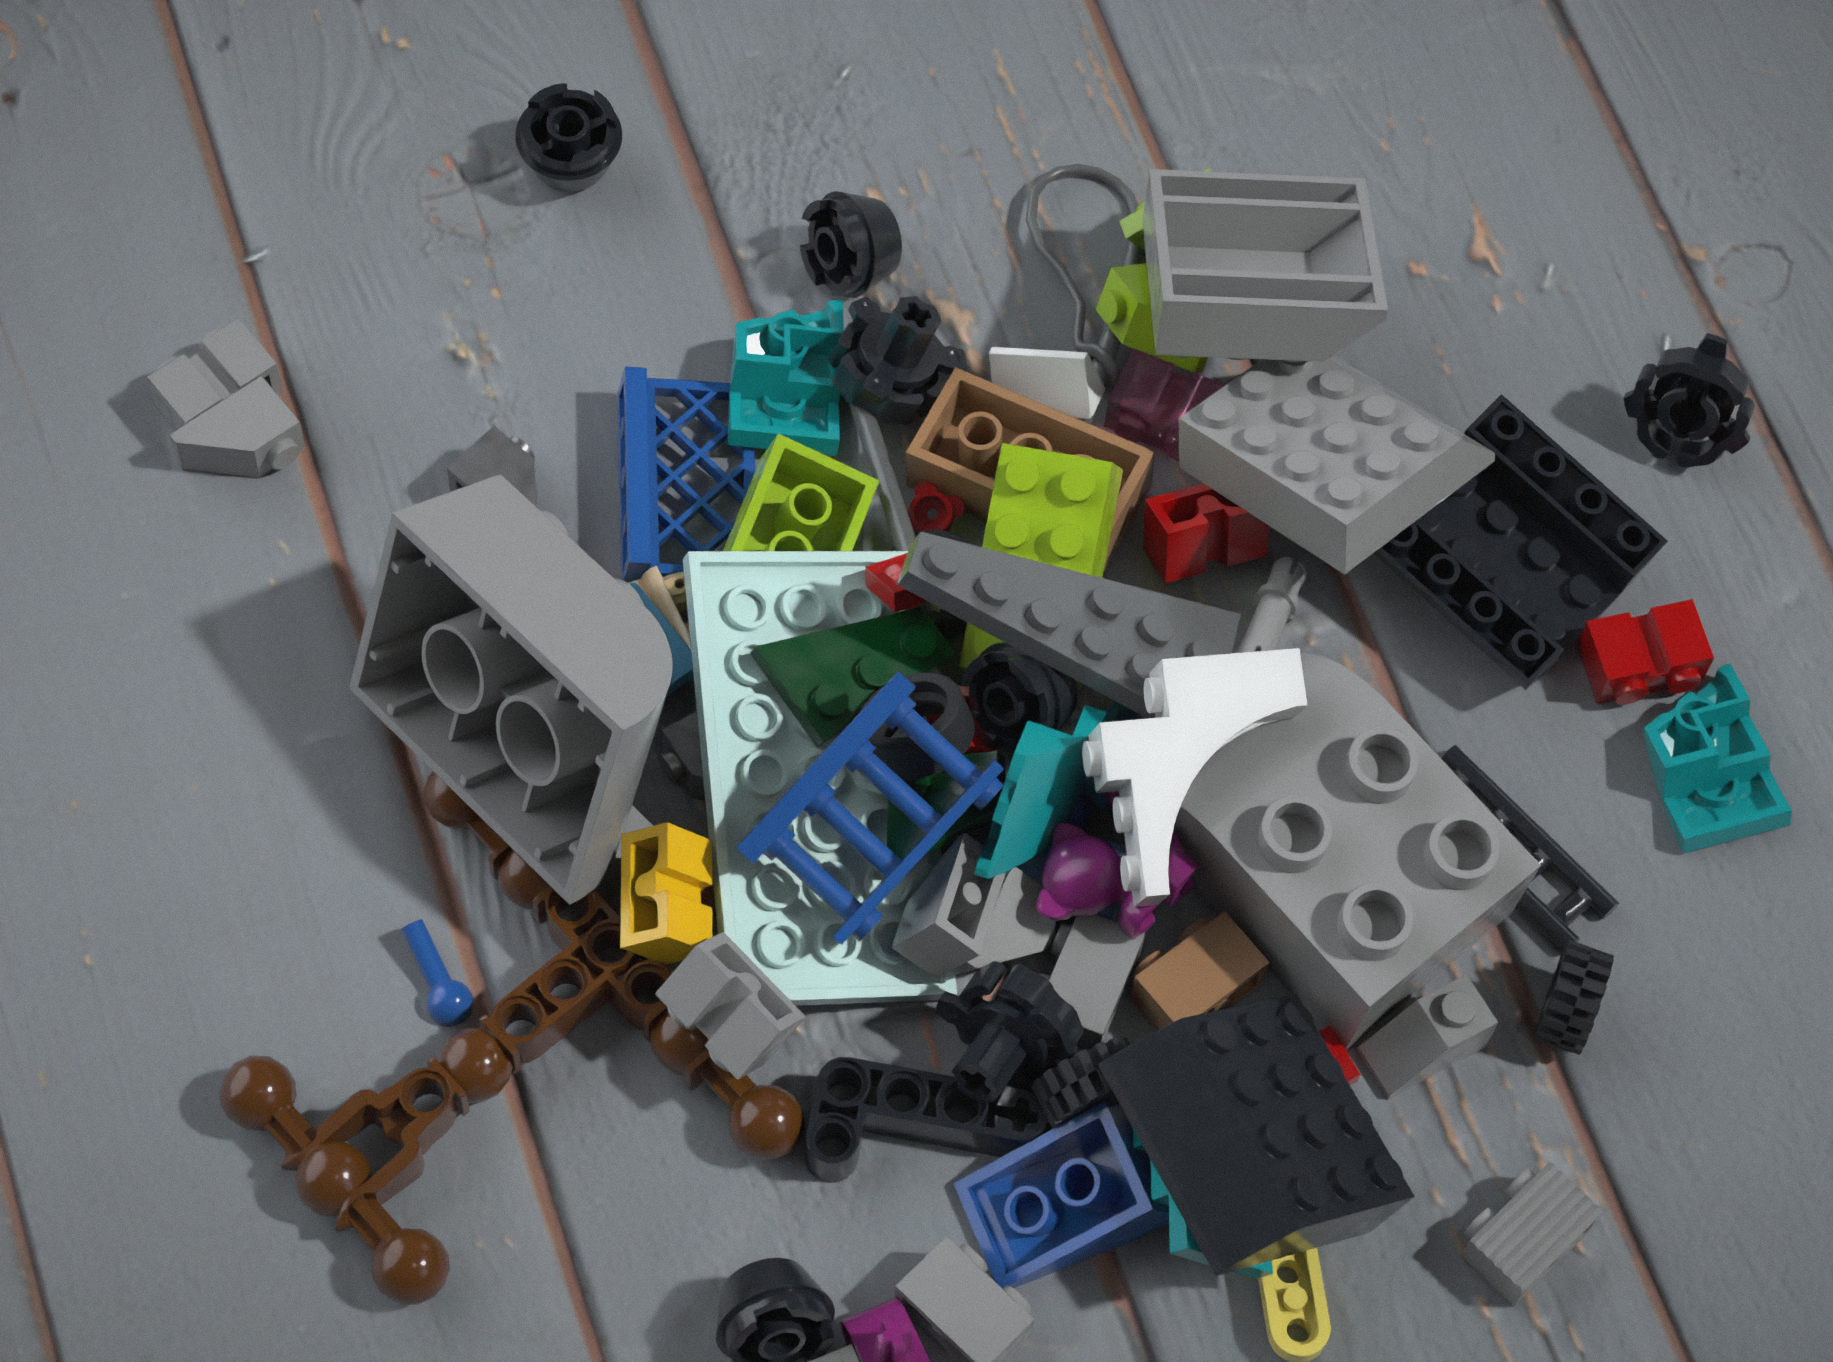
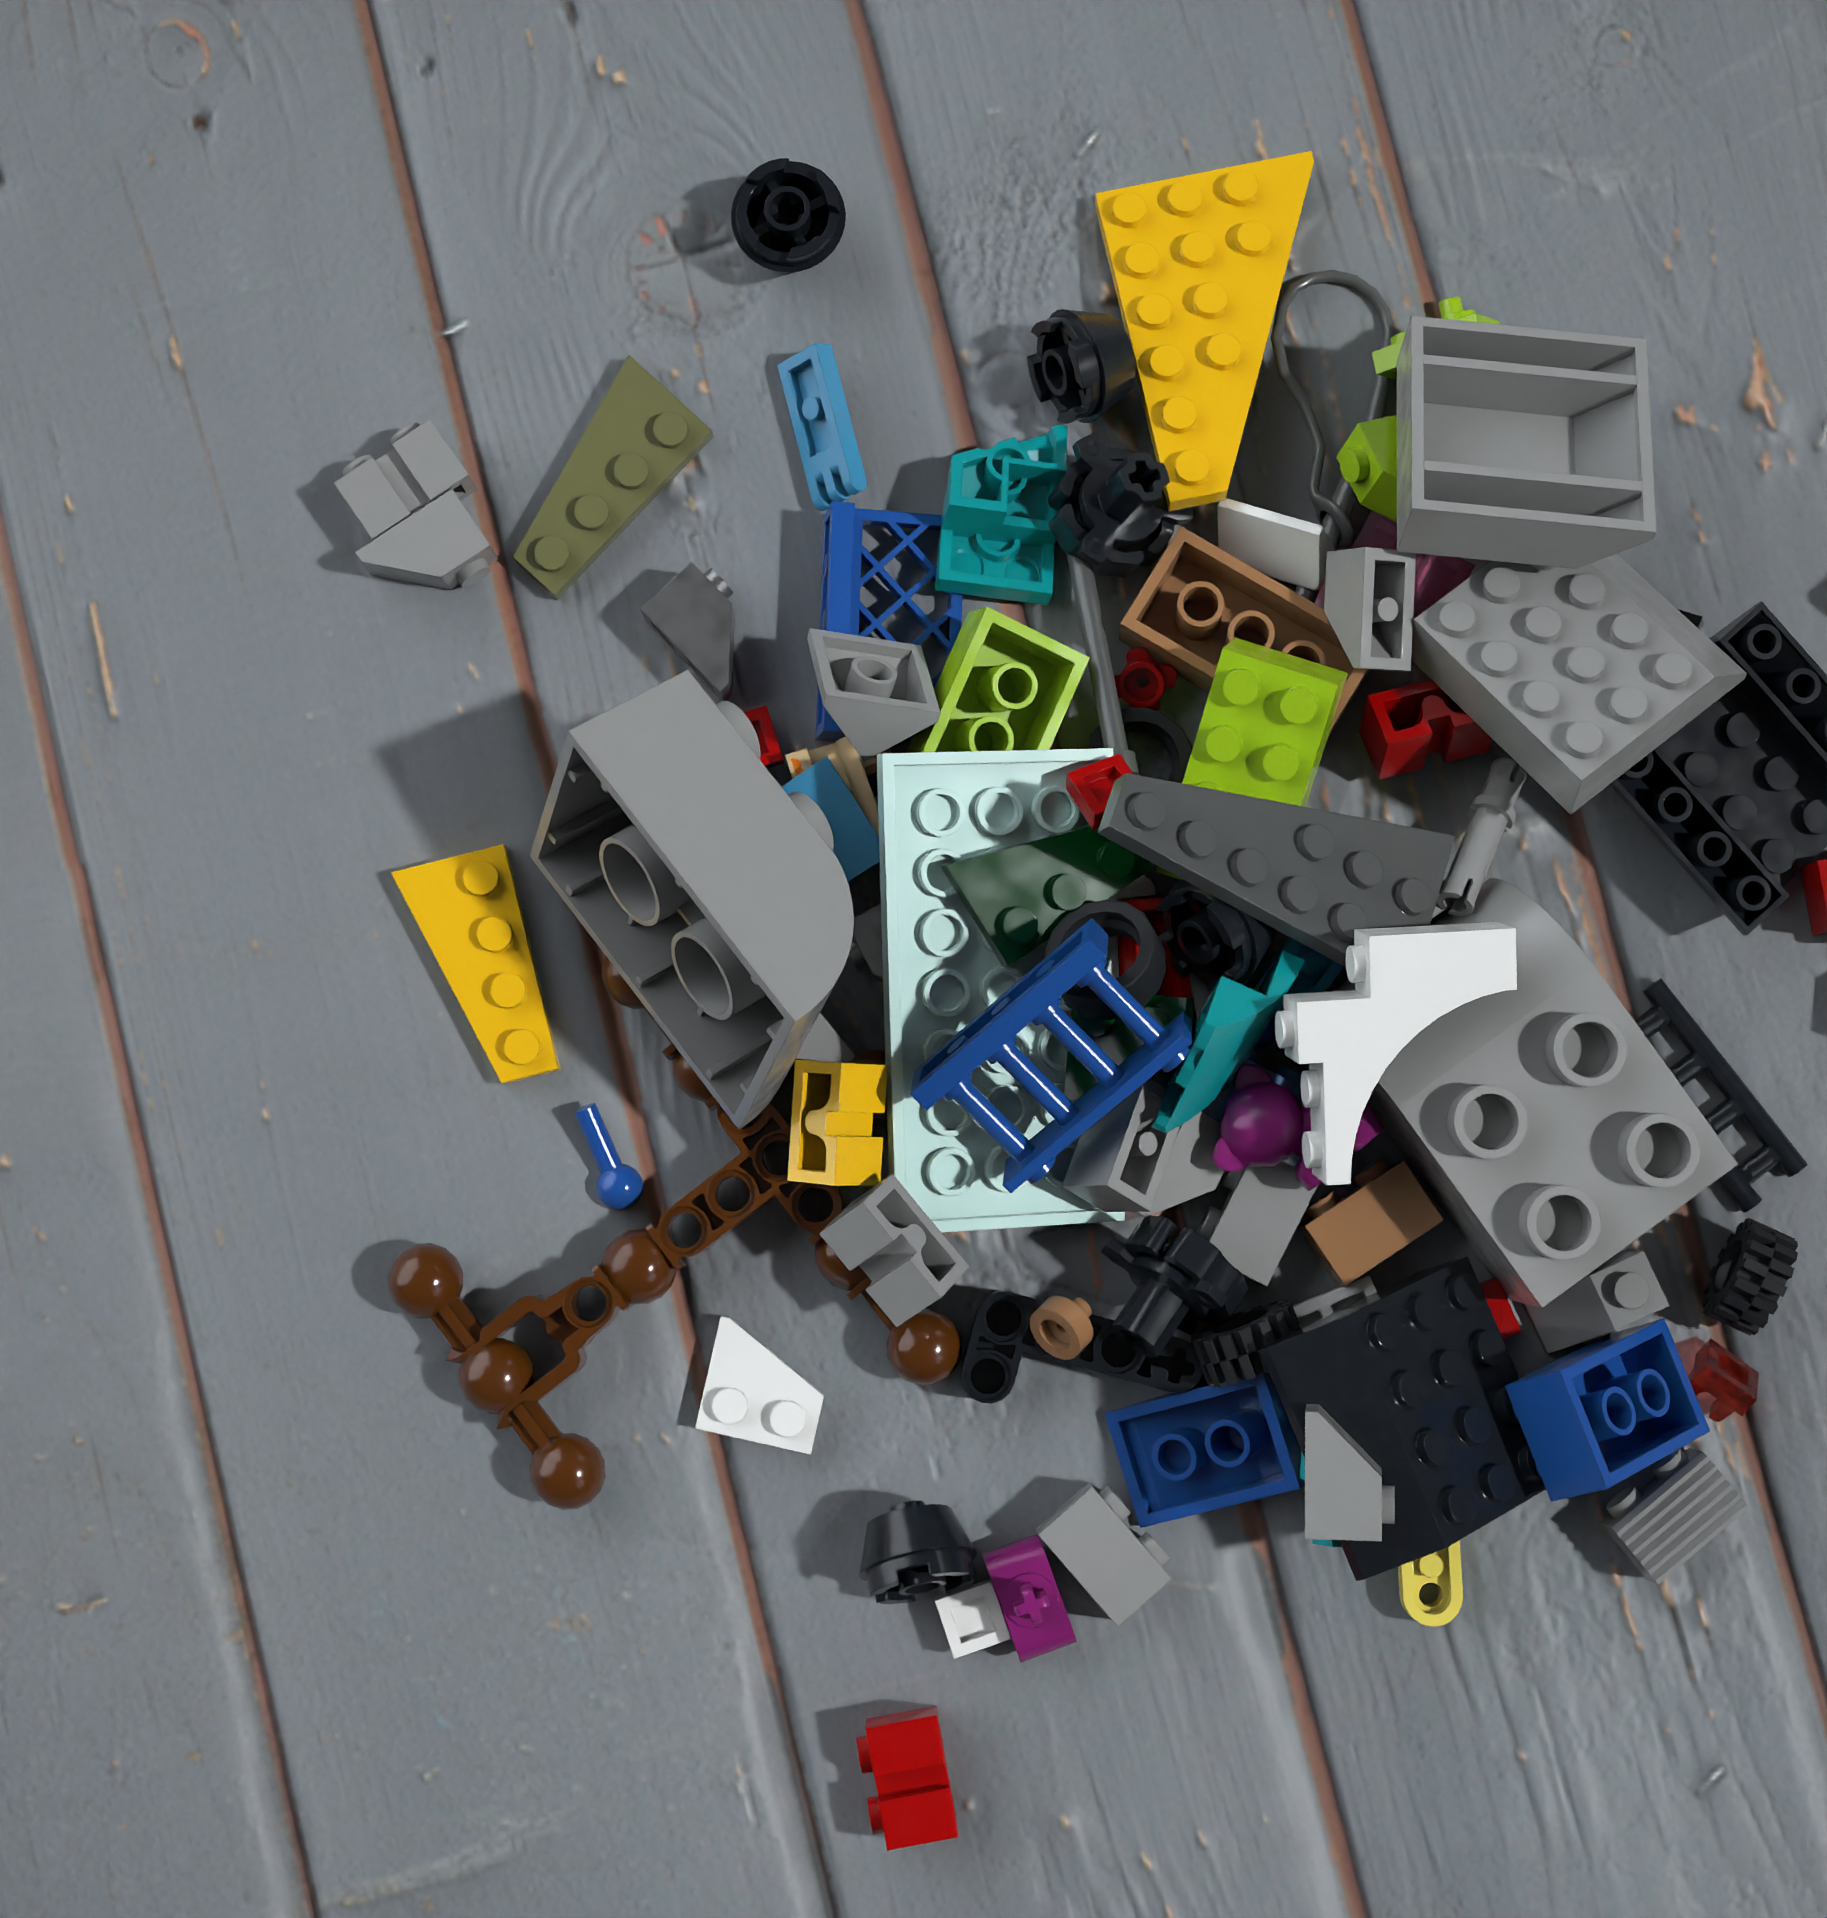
camera: 10 degrees right, 20 degrees up
(303, 787) = (483, 947): none -> yellow wing
(415, 364) = (616, 470): none -> olive wing
(600, 1188) = (757, 1394): none -> white wing
(610, 310) = (822, 425): none -> dark azure hinge
(676, 516) = (873, 688): none -> light grey slope
(902, 1075) = (1062, 1326): none -> medium nougat tile
(958, 186) = (1197, 296): none -> yellow wing
(1140, 409) = (1372, 605): none -> light grey slope
(1189, 1168) = (1342, 1484): none -> light grey slope
(1447, 1117) = (1607, 1410): none -> blue brick
(1564, 1101) = (1724, 1378): none -> clear red tile

